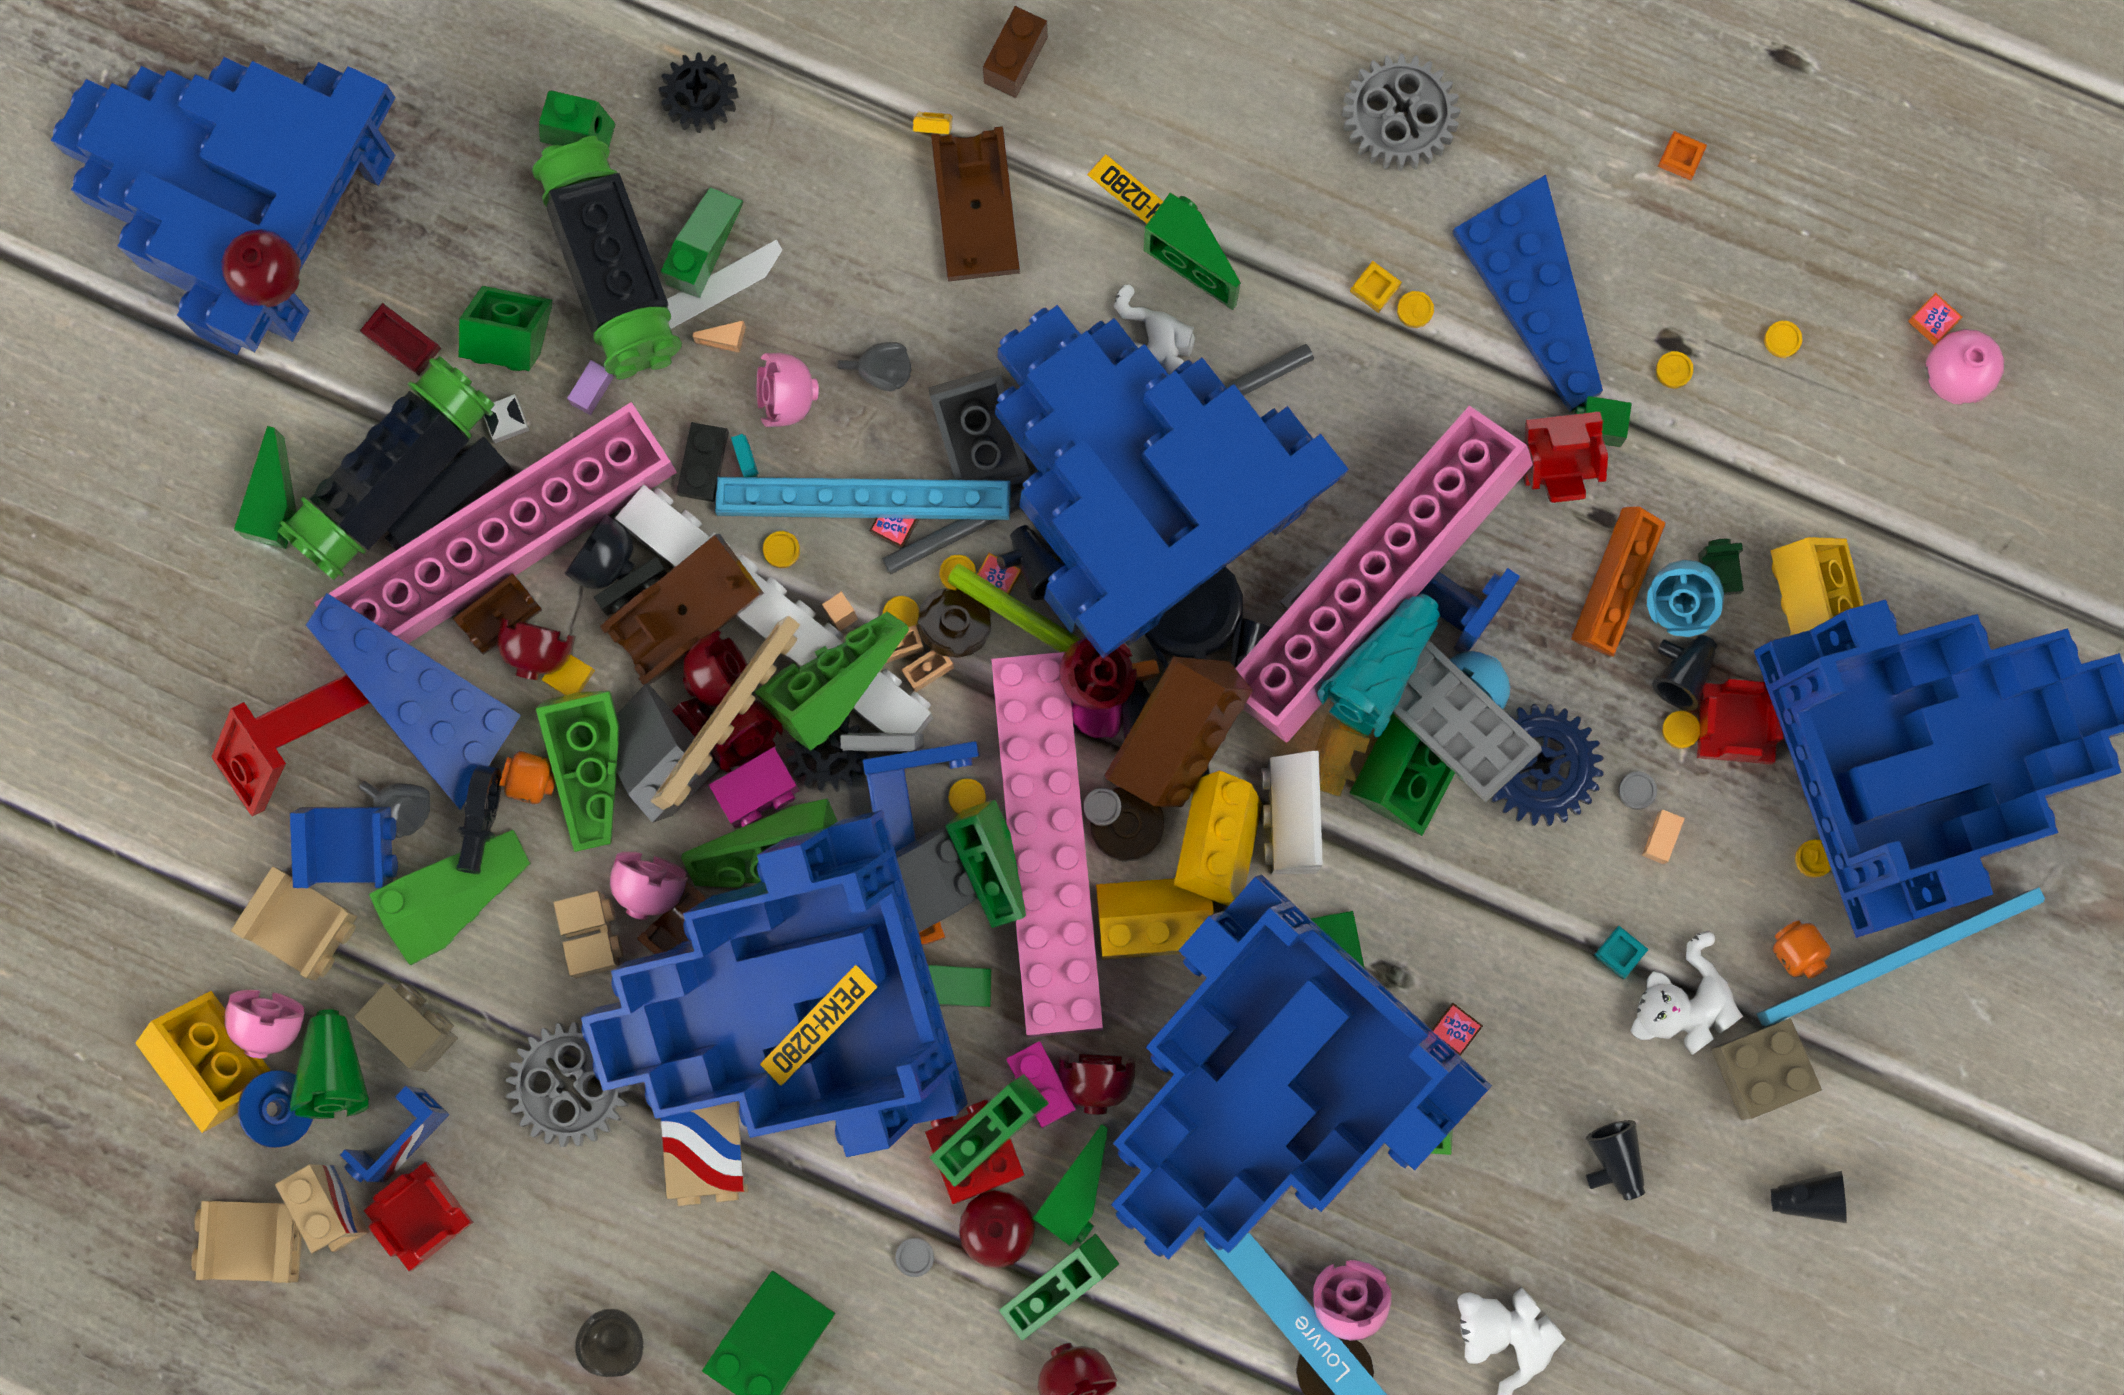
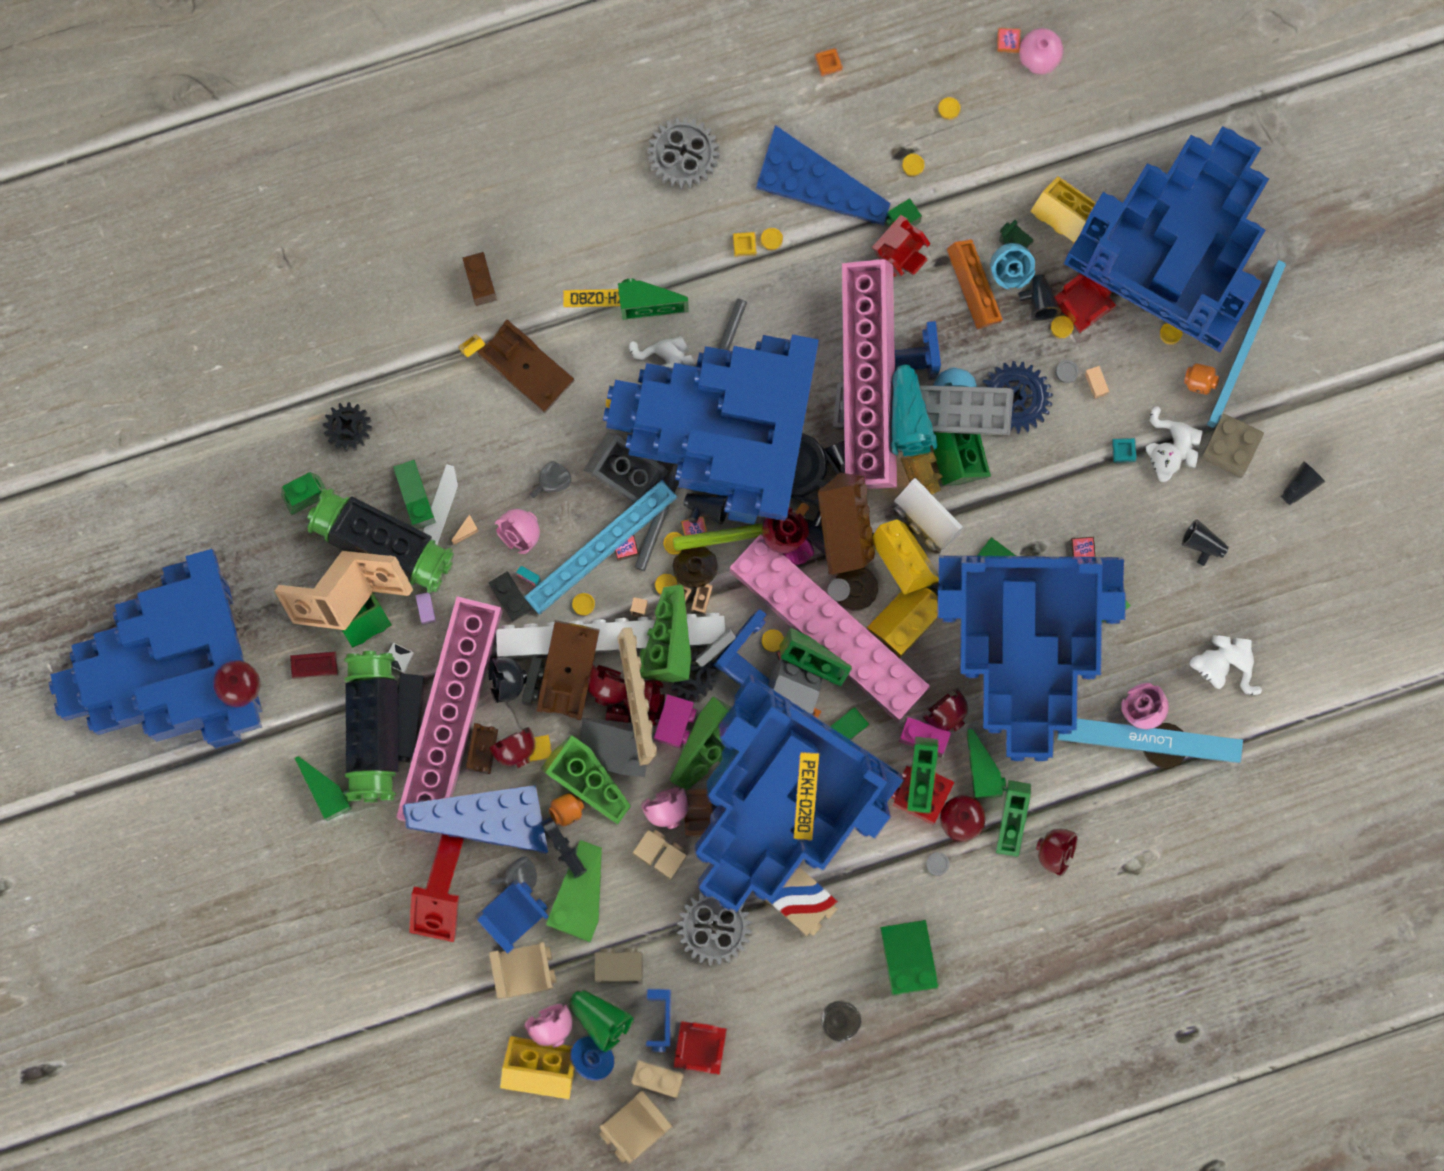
camera: 45 degrees left, 0 degrees up
(506, 276) = (343, 590): none -> light nougat bracket

